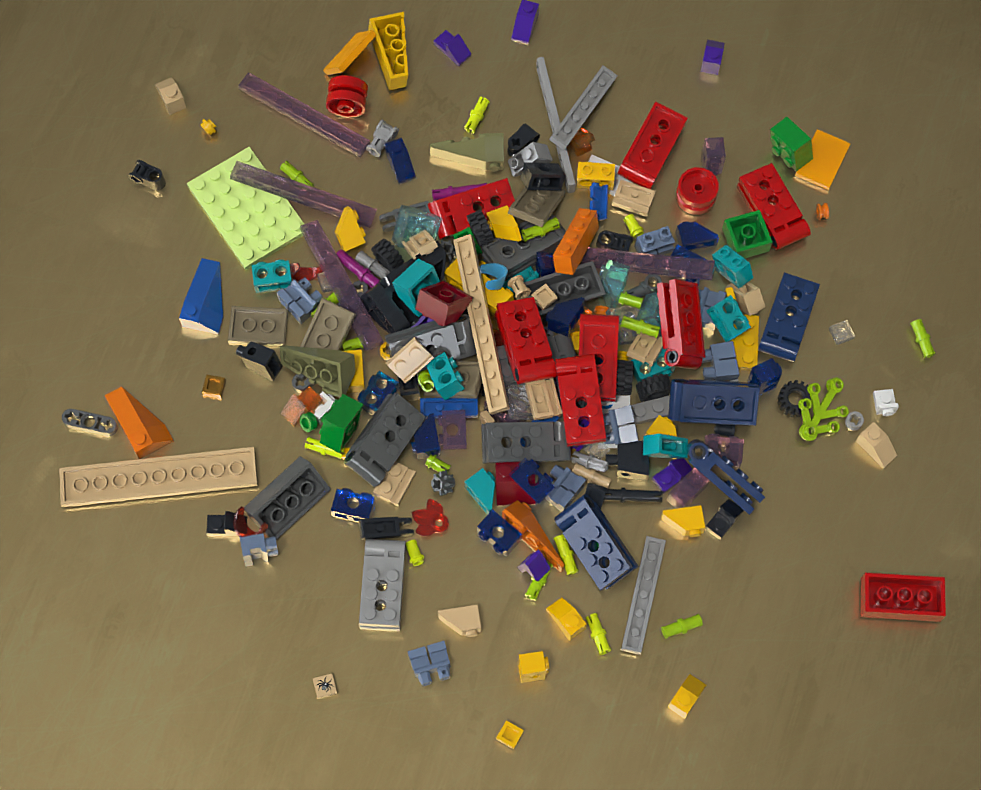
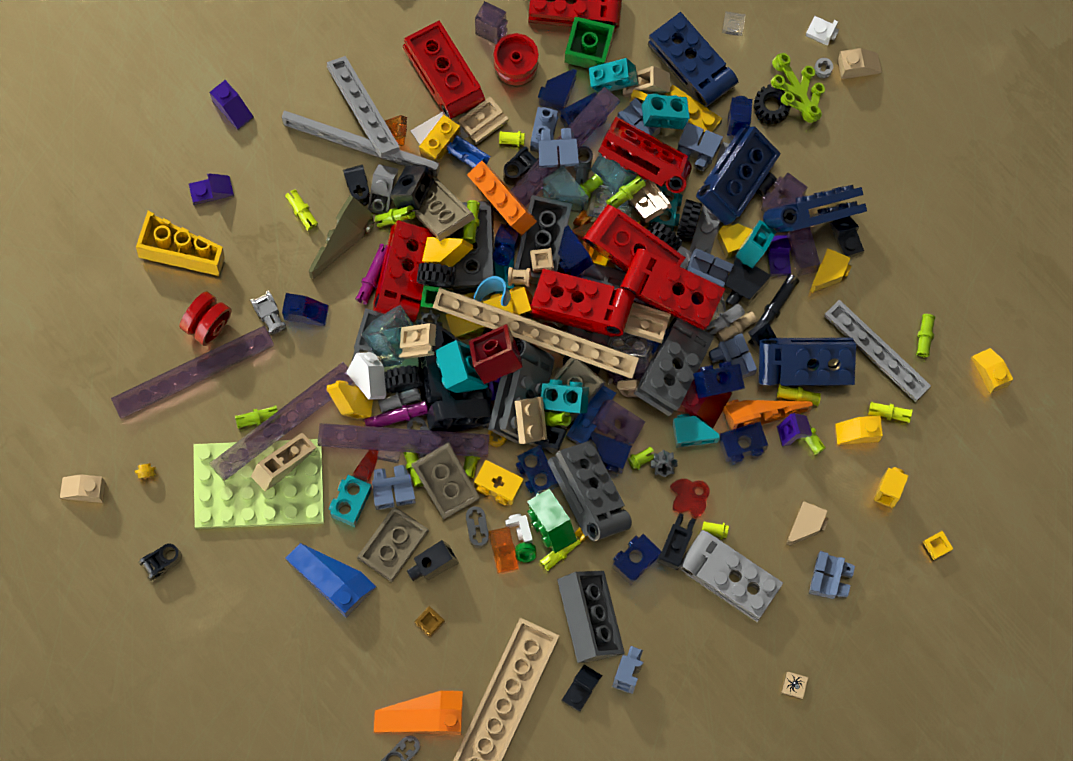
camera: 60 degrees left, 5 degrees up
(242, 528) = (603, 673): clear red helmet -> none
(270, 209) = (282, 461): none -> tan slope
(325, 367) = (486, 502): olive wedge -> none
(349, 52) = (156, 288): light orange tile -> none
(373, 229) = (368, 375): none -> white slope
(395, 484) = (638, 508): tan plate -> none
(513, 178) = (394, 215): none -> lime pin
(530, 267) = (502, 260): none -> clear blue bush
(637, 257) = (567, 149): none -> sand blue hips
(903, 597) = (1012, 132): red brick -> none

